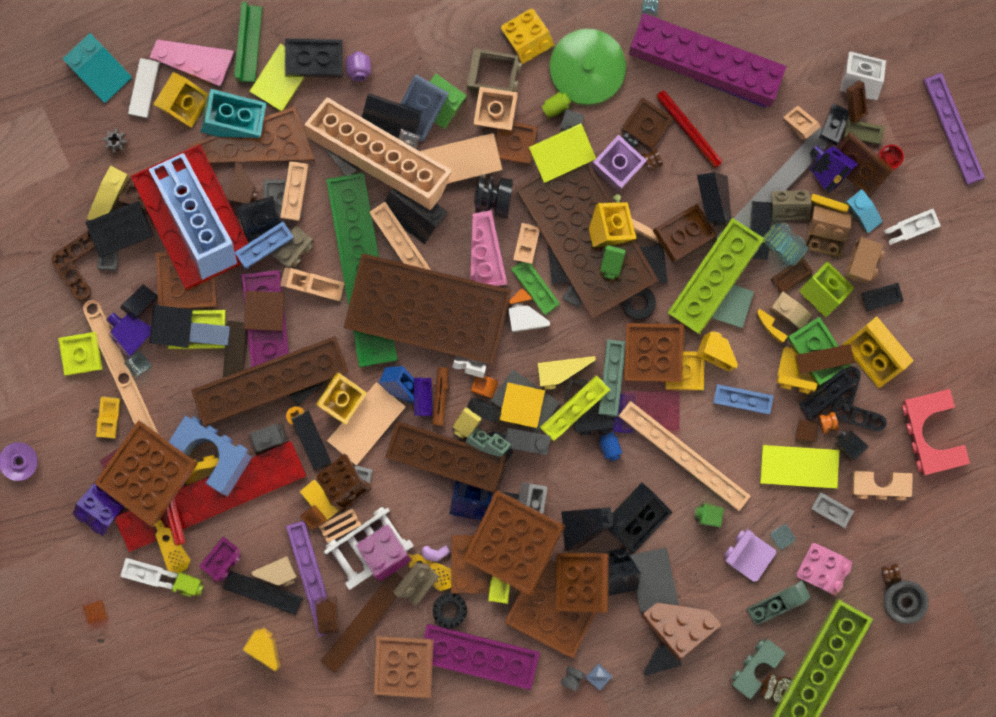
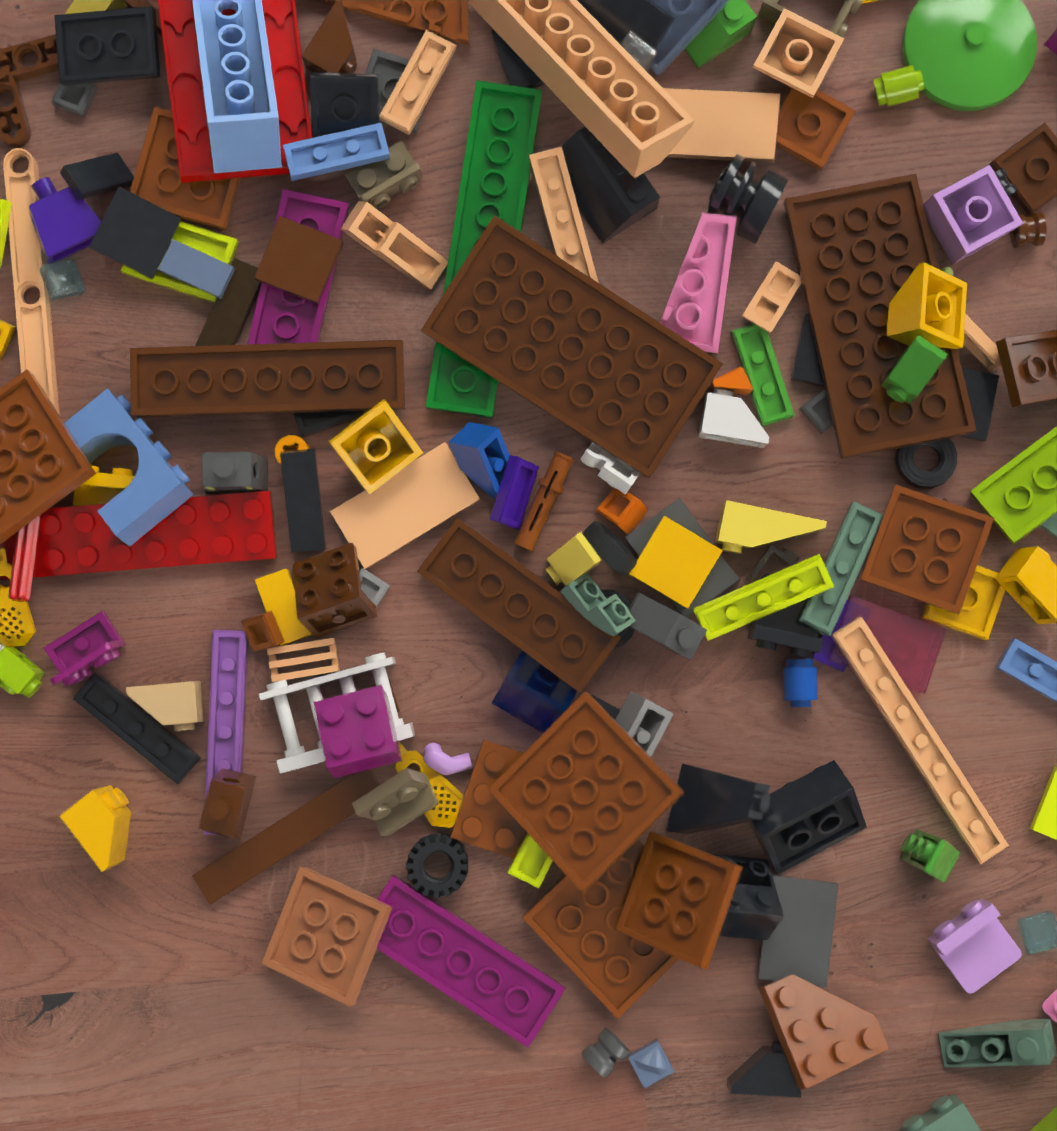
camera: 20 degrees right, 0 degrees up
(562, 153) = (885, 164): neon yellow tile -> none
(571, 119) = (915, 123): dark grey brick -> none

